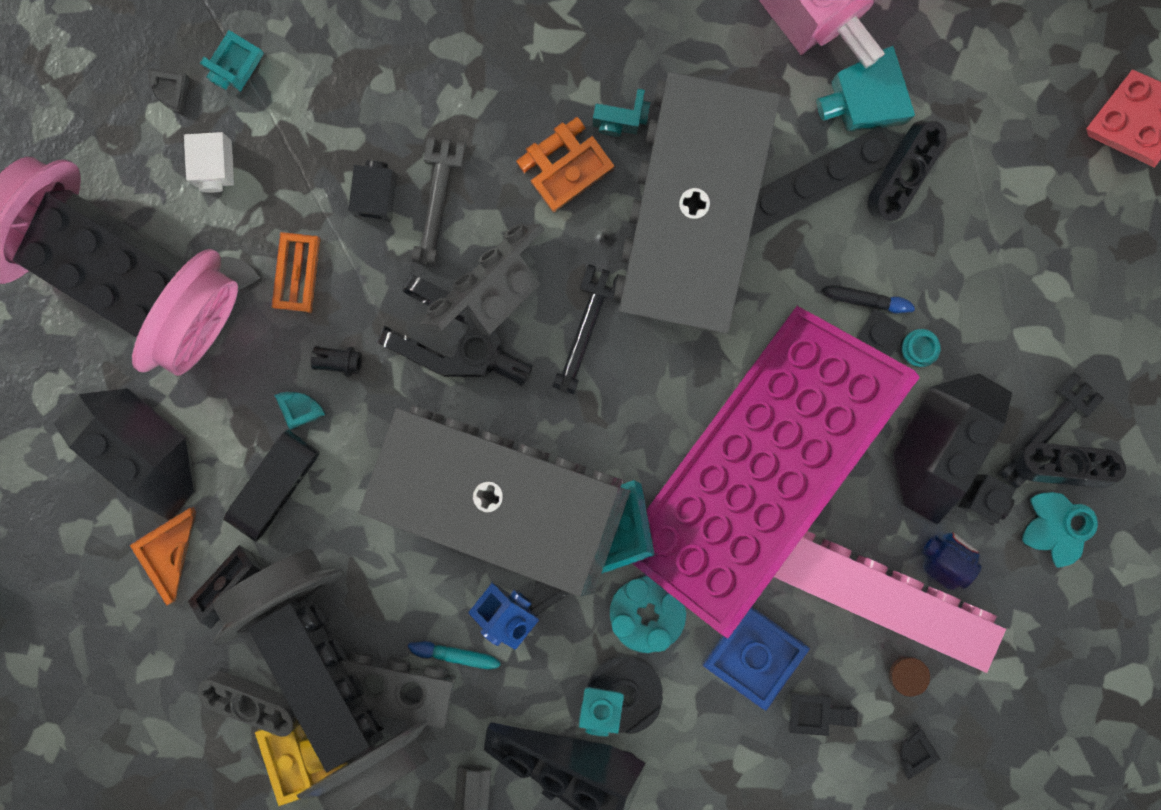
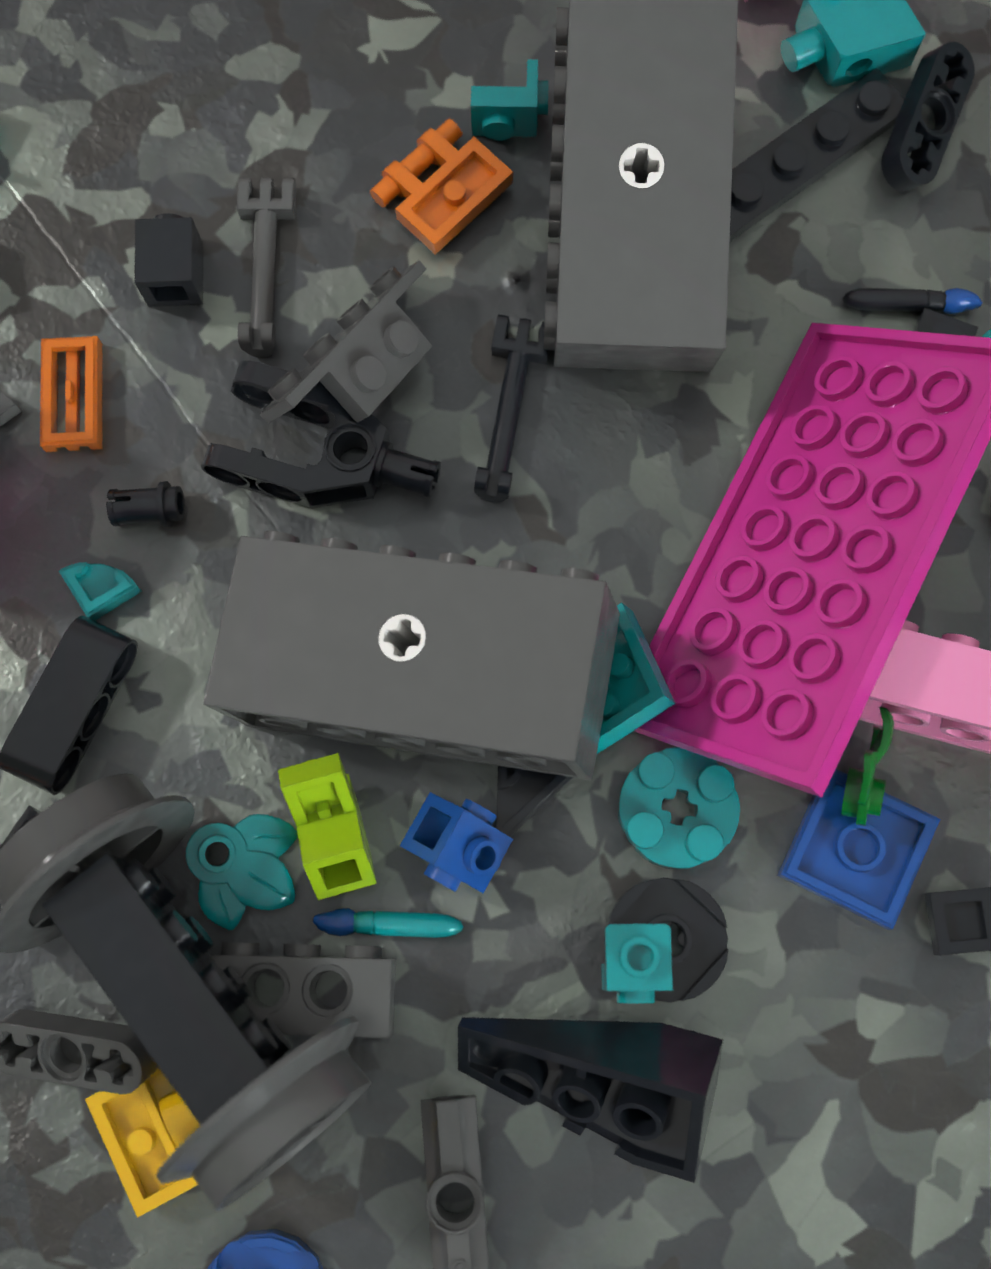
camera: 10 degrees left, 10 degrees down
(372, 610) = (249, 874): none -> teal plate
(425, 593) = (328, 826): none -> lime brick
(762, 626) = (862, 791): none -> green plate

